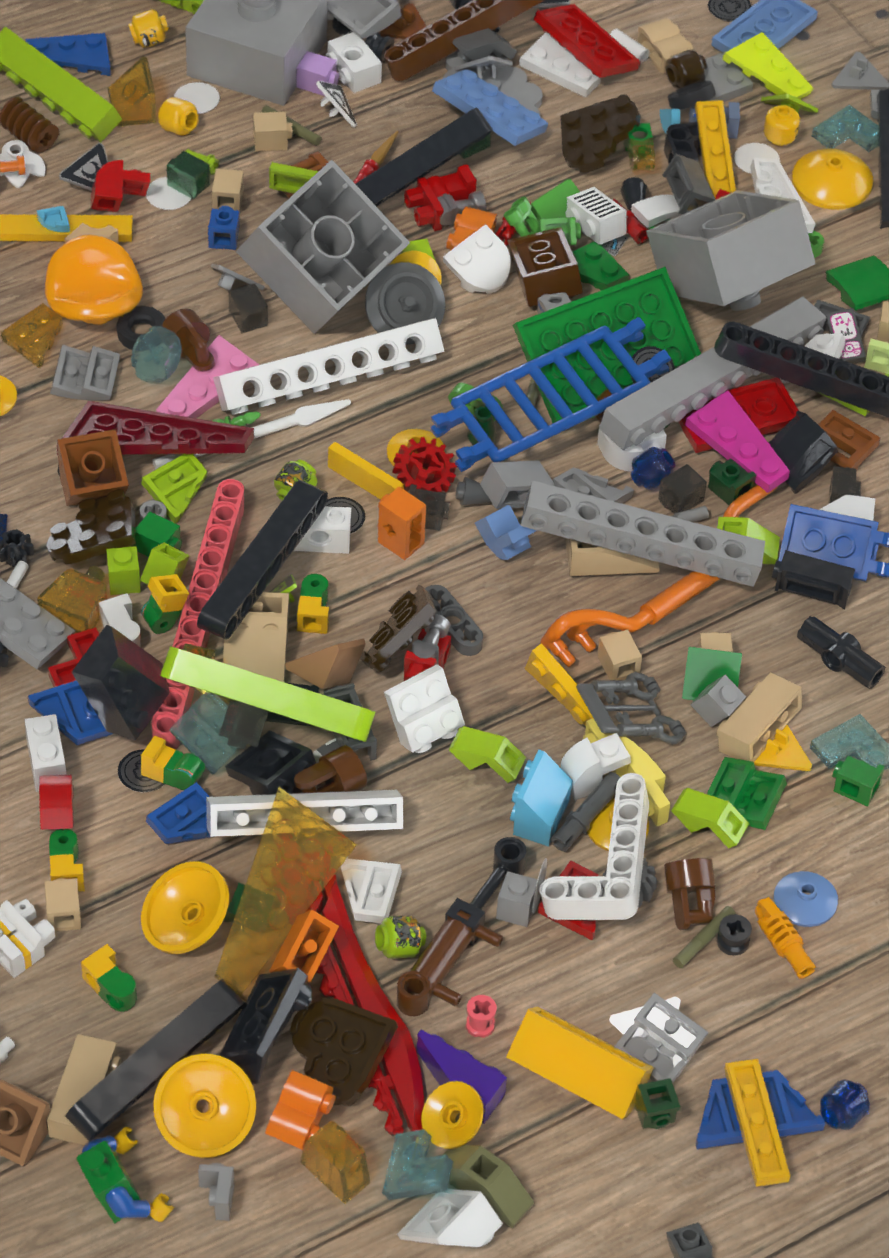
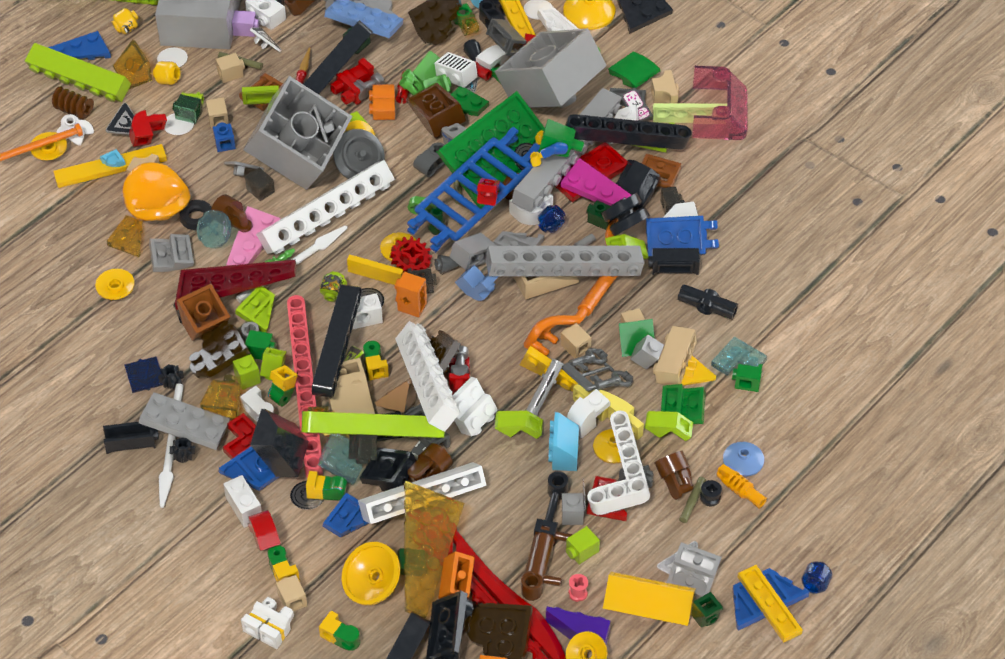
camera: 15 degrees left, 0 degrees up
(365, 250) = (325, 127): none -> light grey piece
(371, 645) = (427, 376): none -> white brick
(371, 888) = (479, 528): white wing -> none
(400, 937) = (509, 553): lime head -> none
(451, 607) = (478, 349): dark grey beam -> none
(480, 262) = (395, 117): white slope -> none
(502, 340) = (429, 160): none -> dark grey piece
(511, 956) = (582, 545): none -> lime brick
(565, 401) = (487, 191): none -> red slope
(568, 683) = (544, 387): none -> light grey pin
(580, 820) = (590, 450): dark grey pin -> none
(682, 490) = (574, 227): clear smoke brick -> none
(694, 353) = (555, 140): none -> green torso
(760, 489) = (625, 214): none -> black wheel

